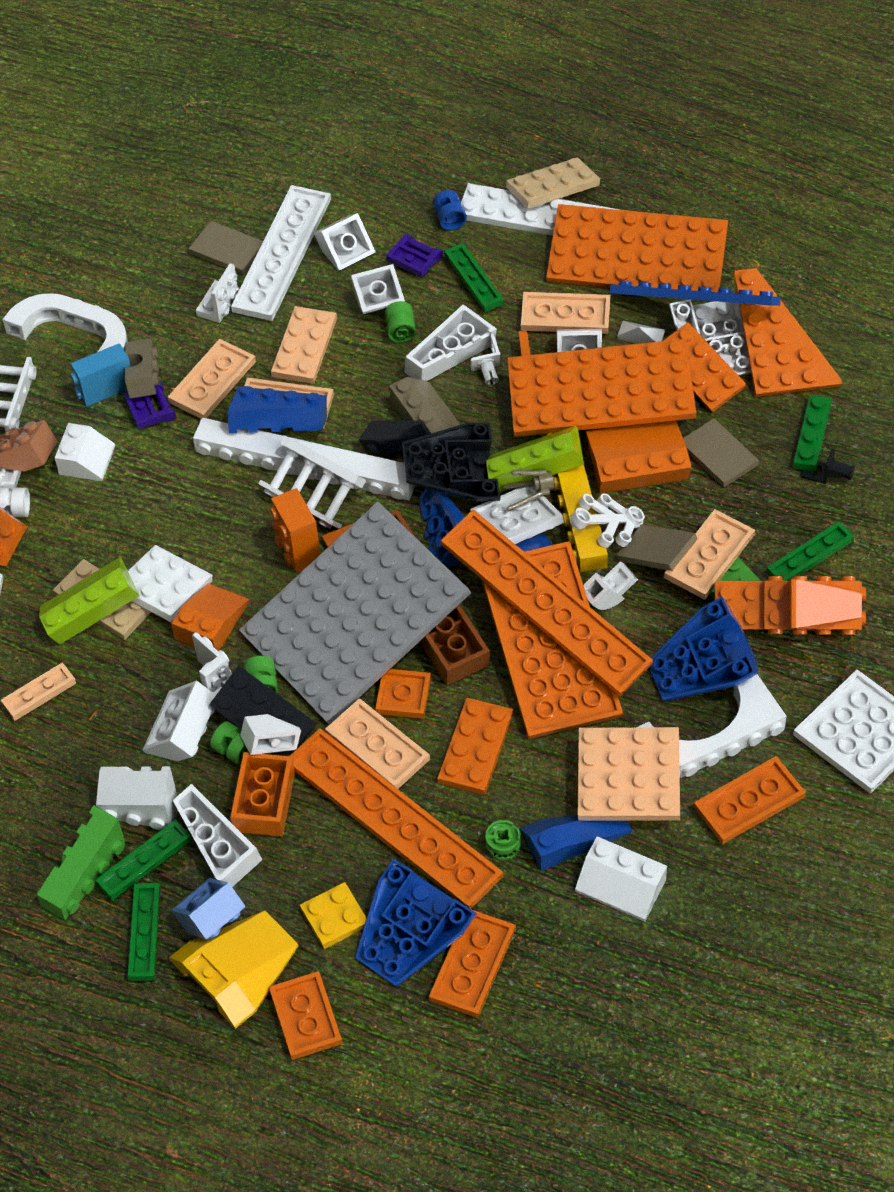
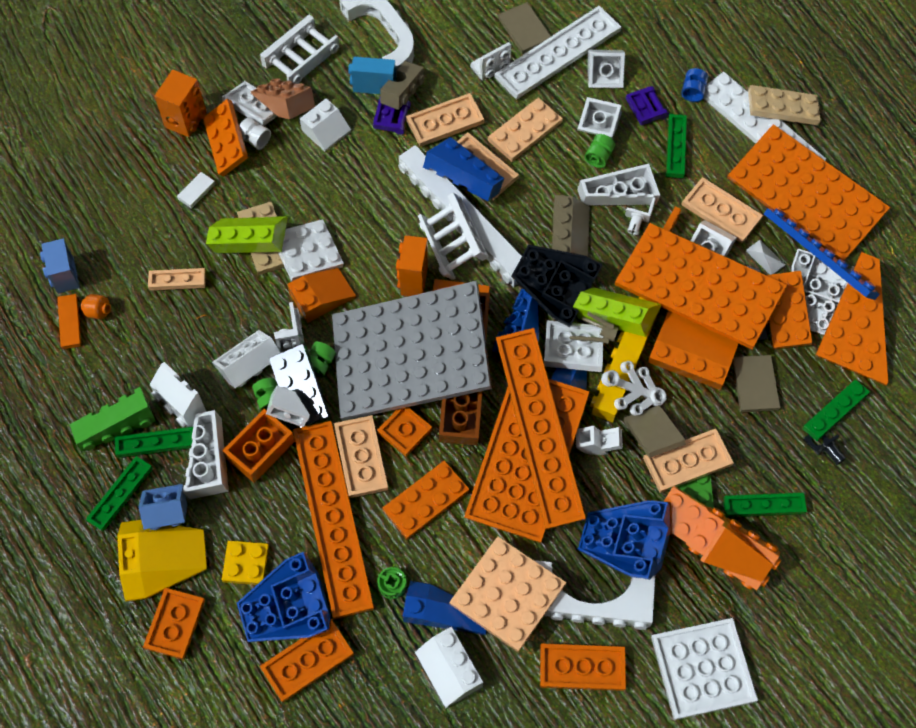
camera: 30 degrees right, 10 degrees up
(386, 437) = (528, 232): black slope -> none

